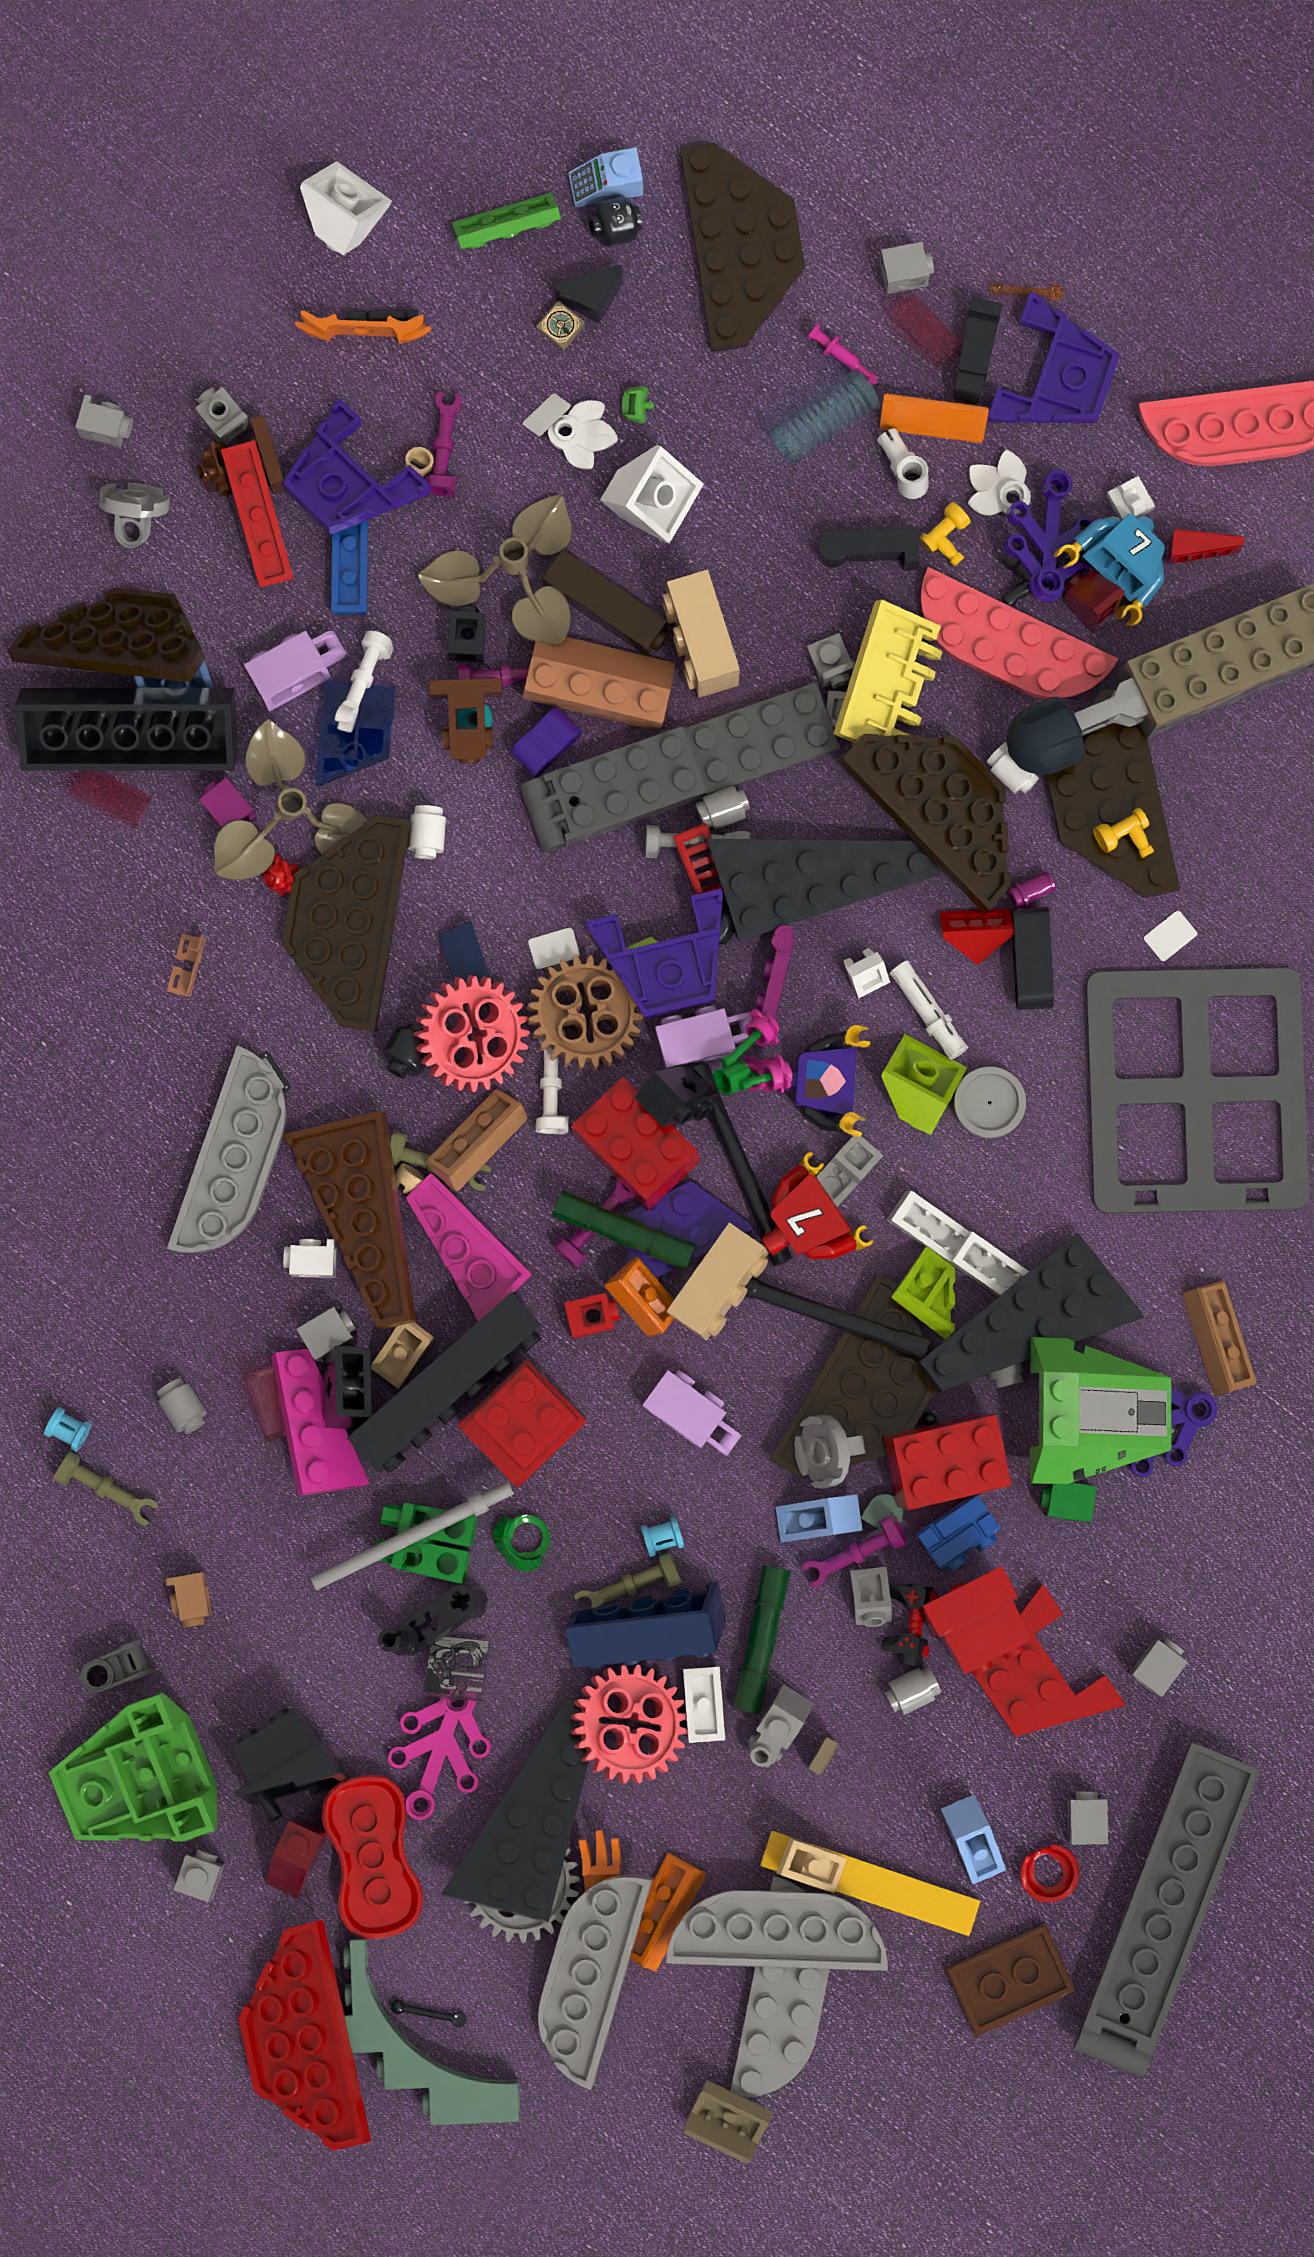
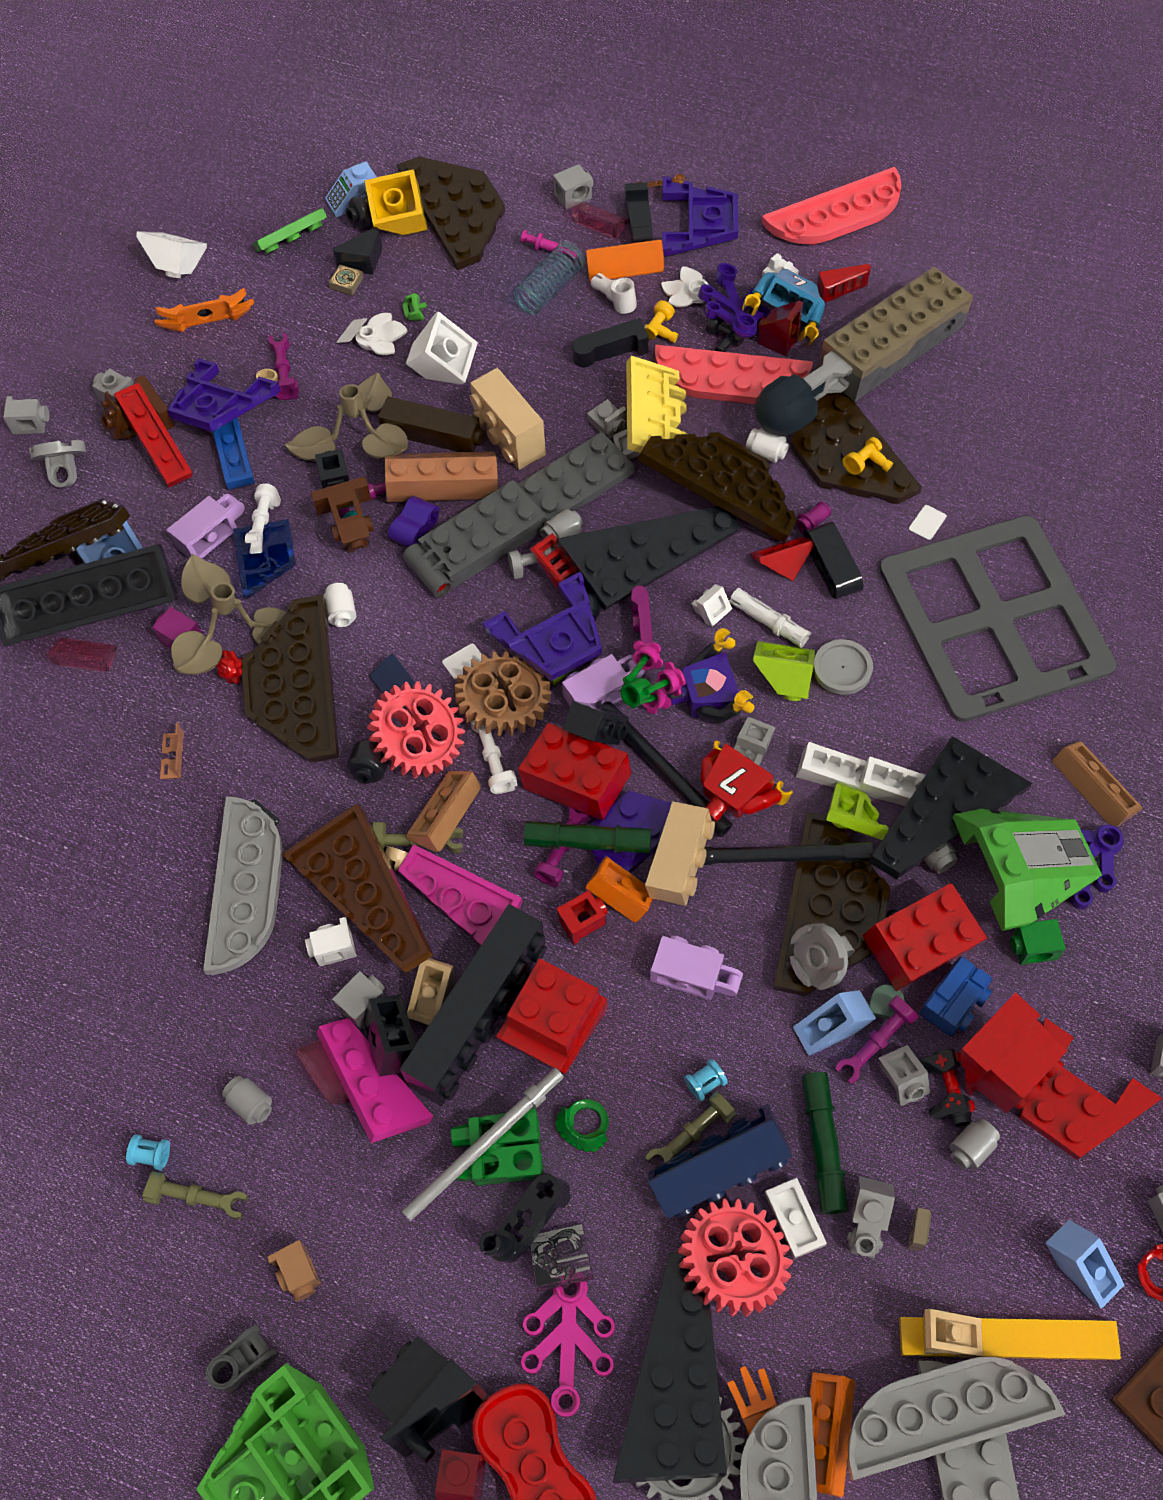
camera: 15 degrees left, 20 degrees down
(657, 232) = (396, 203): none -> yellow slope

